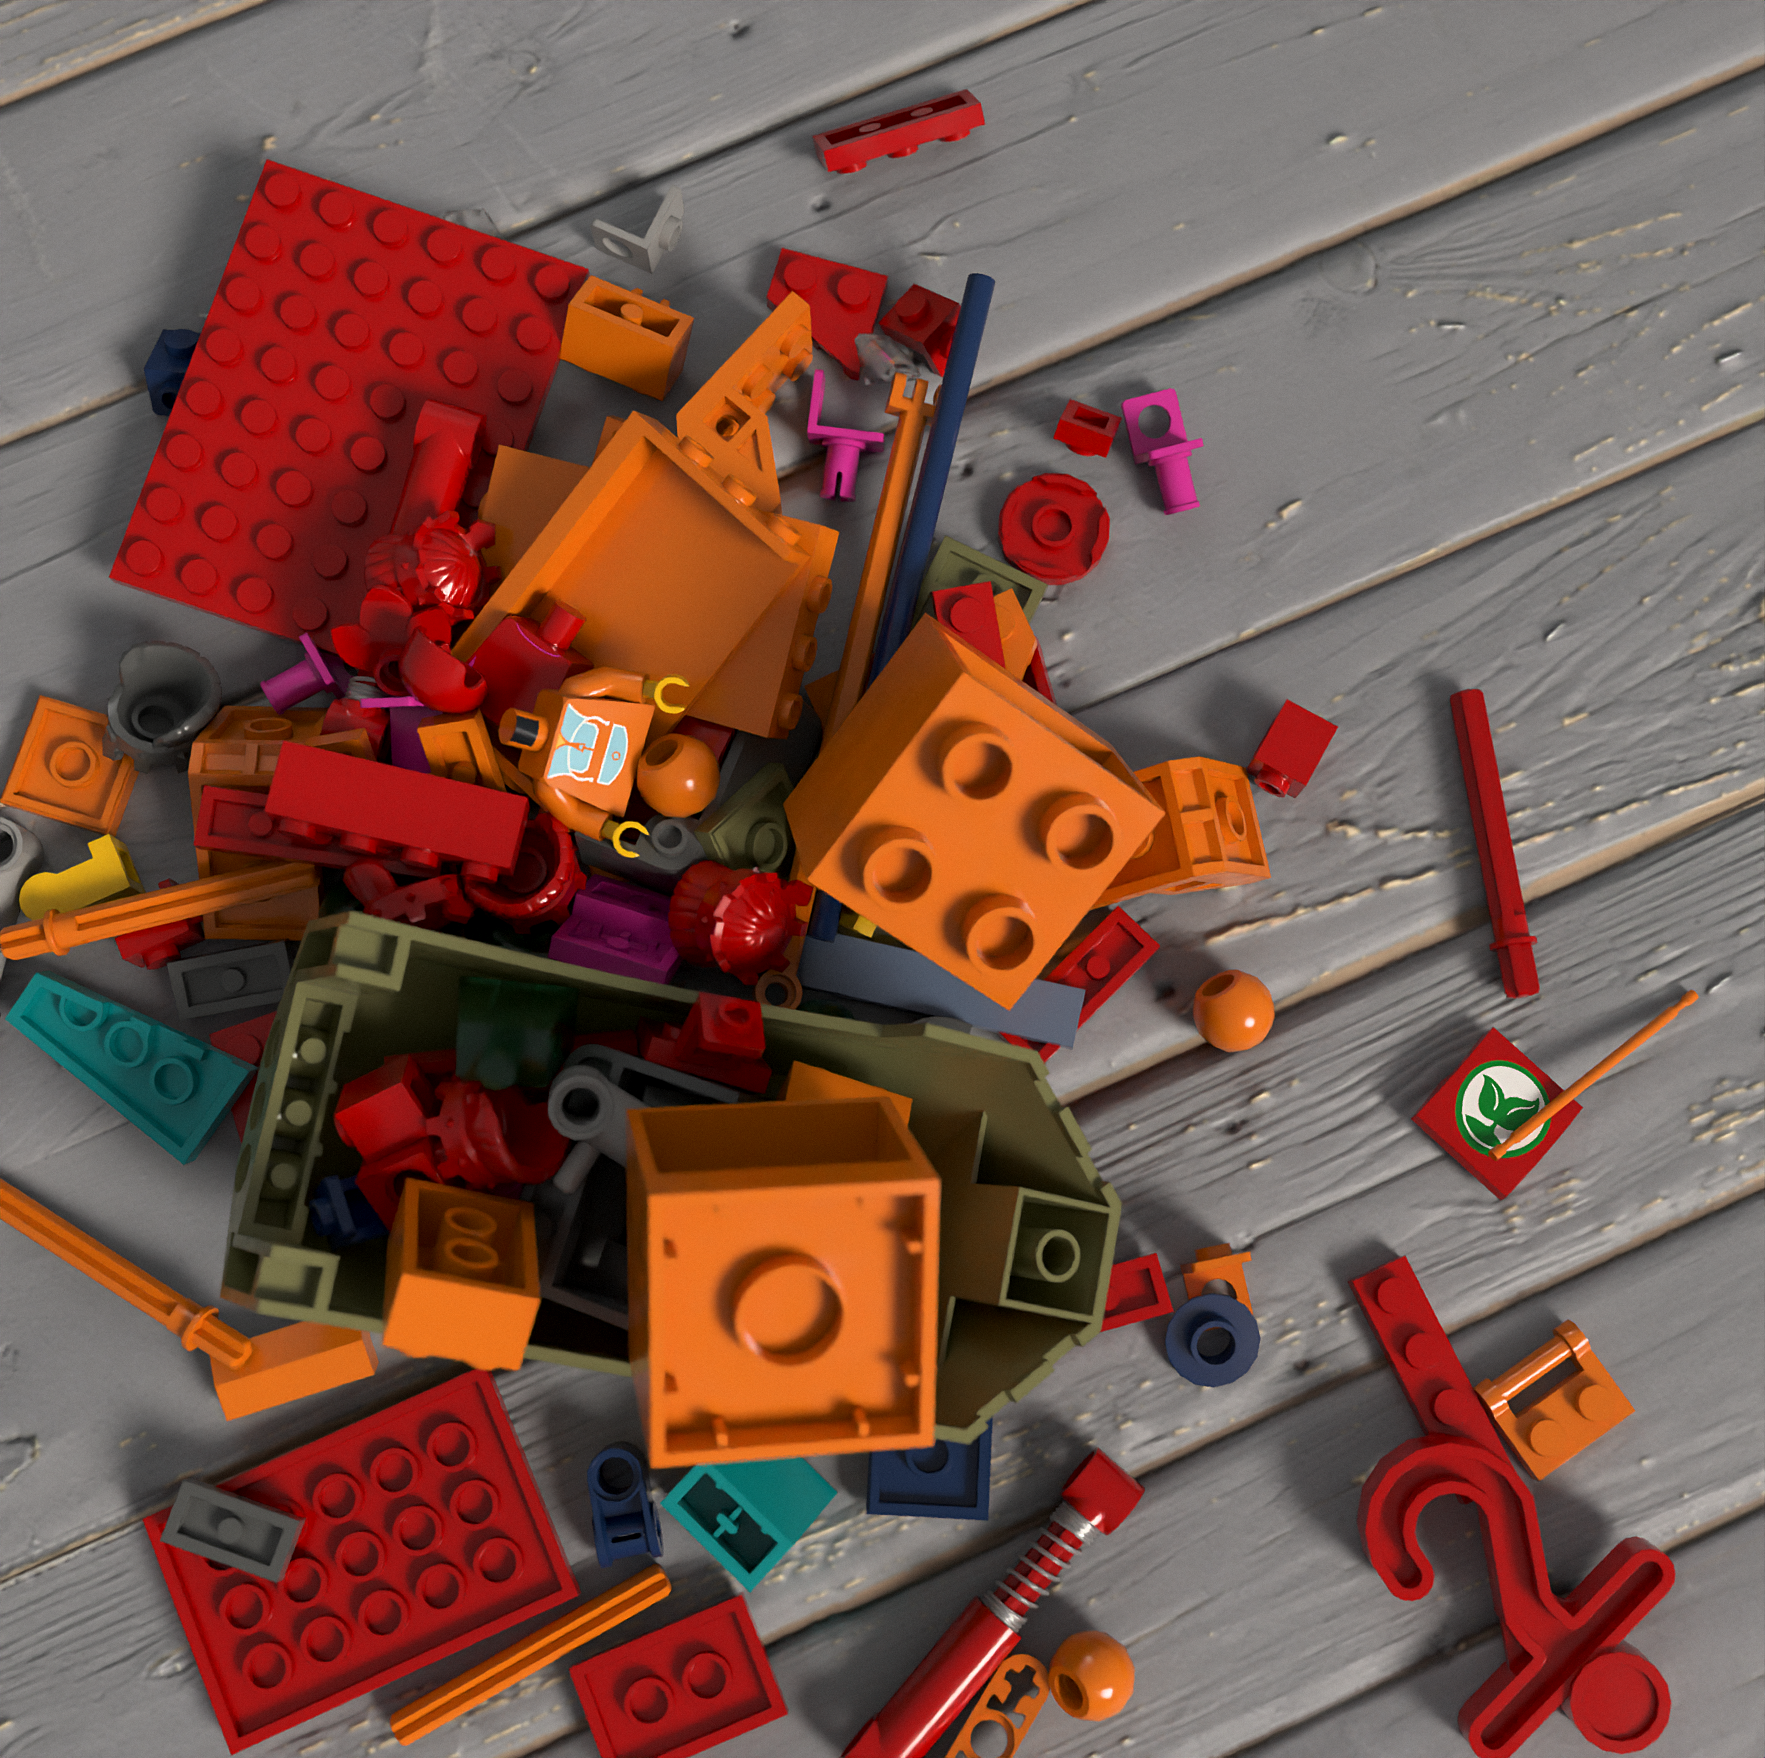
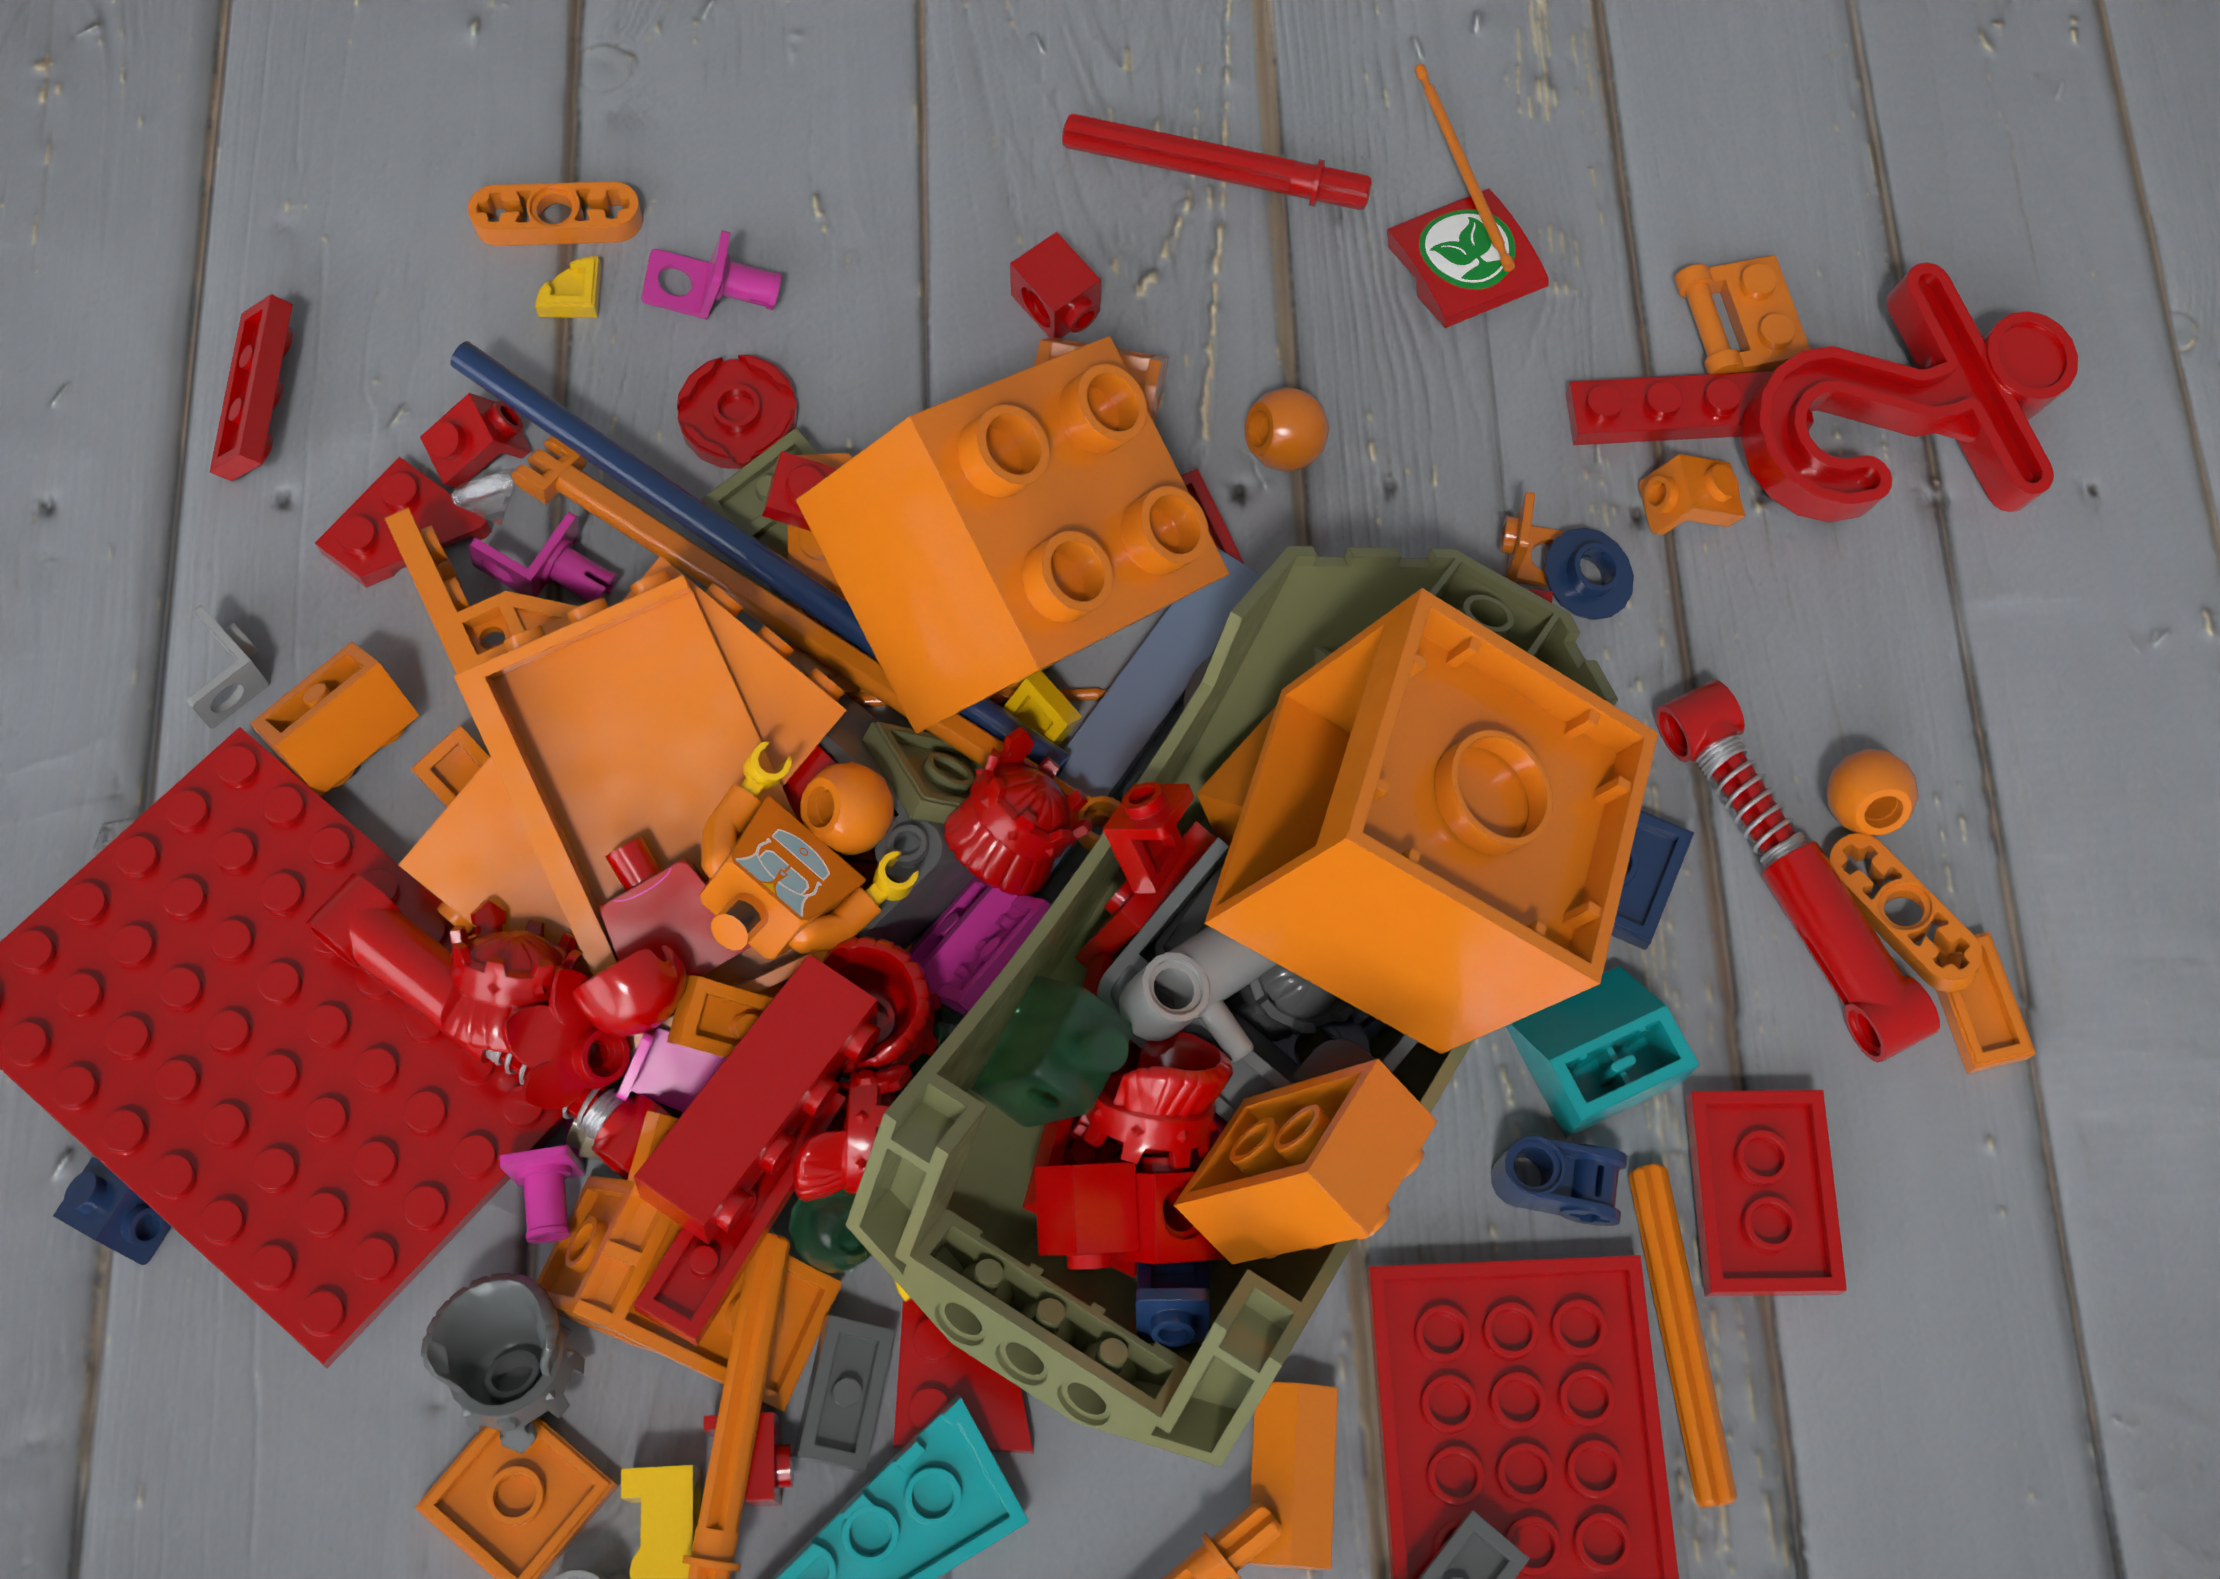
camera: 70 degrees left, 10 degrees down
(1087, 429) = (655, 338): red plate -> none
(1109, 342) = (572, 292): none -> yellow tile
(1178, 268) = (512, 230): none -> orange beam
(1335, 1411) = (1691, 491): none -> orange bracket

